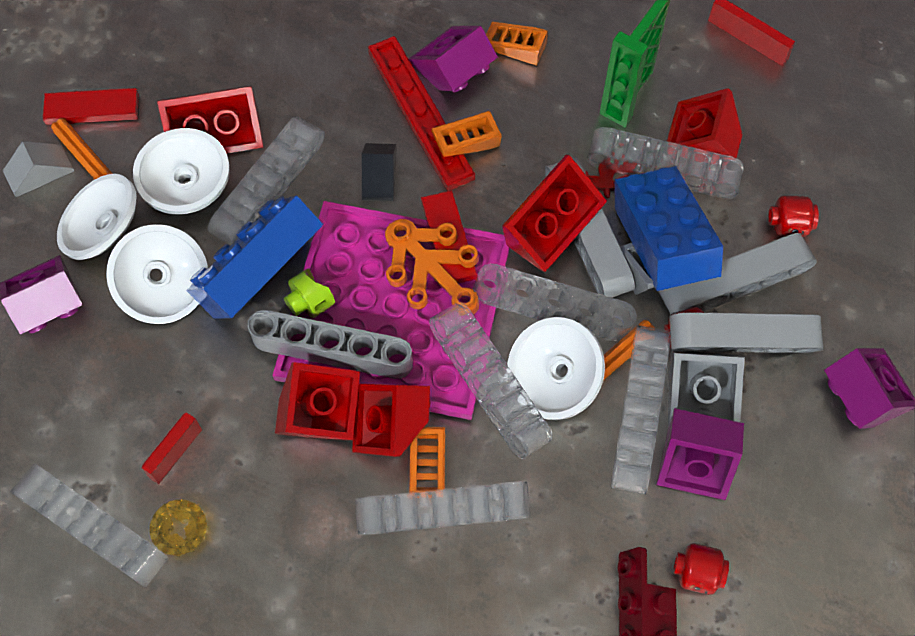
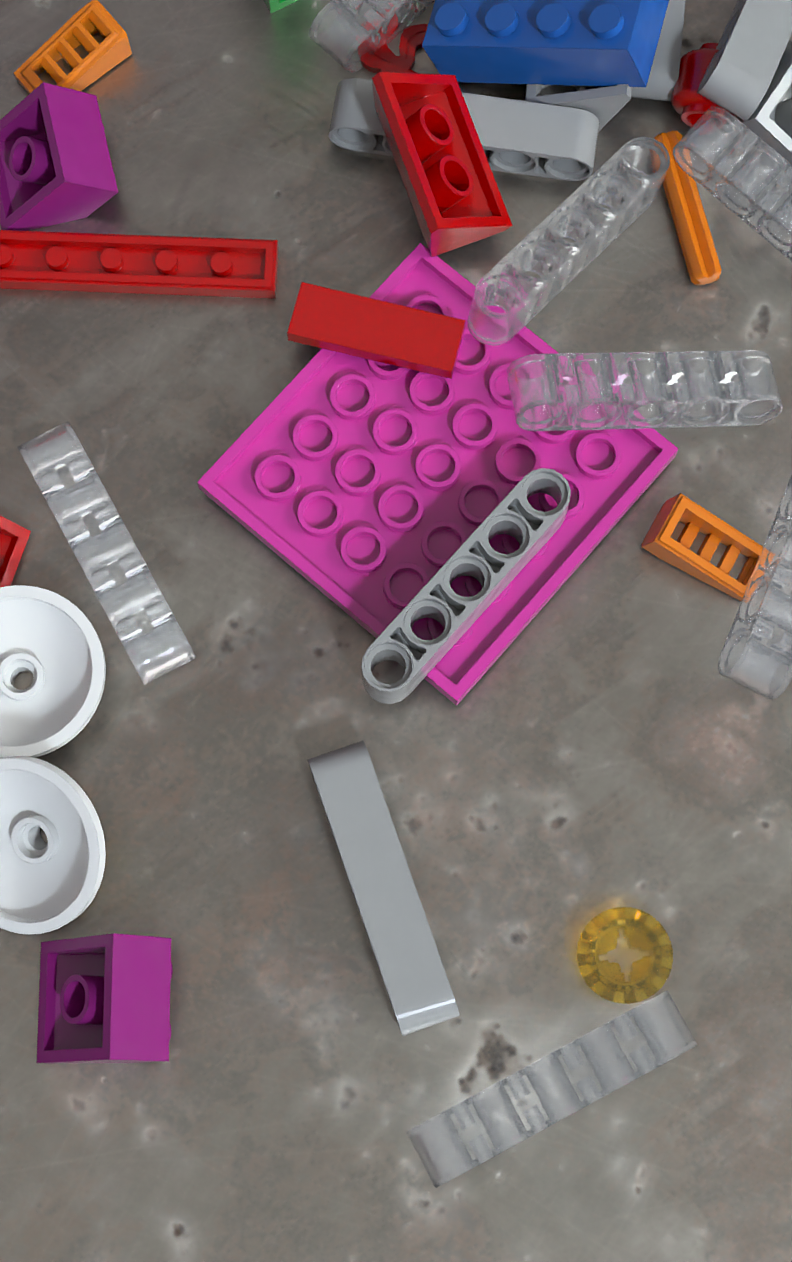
camera: 60 degrees left, 10 degrees up
(130, 269) = (211, 773): white dish -> none
(156, 391) = (383, 888): none -> light grey beam
(171, 448) = (493, 906): red tile -> none
(253, 257) = (252, 628): blue brick -> none
(308, 295) = (368, 579): lime piece -> none
(318, 402) = (550, 655): red slope -> none
(378, 171) = (184, 374): black slope -> none
(389, 417) = (627, 563): red slope -> none
(428, 261) = (405, 378): orange plant -> none
(474, 124) = (213, 177): orange slope -> none
(543, 352) = (715, 275): white dish -> none

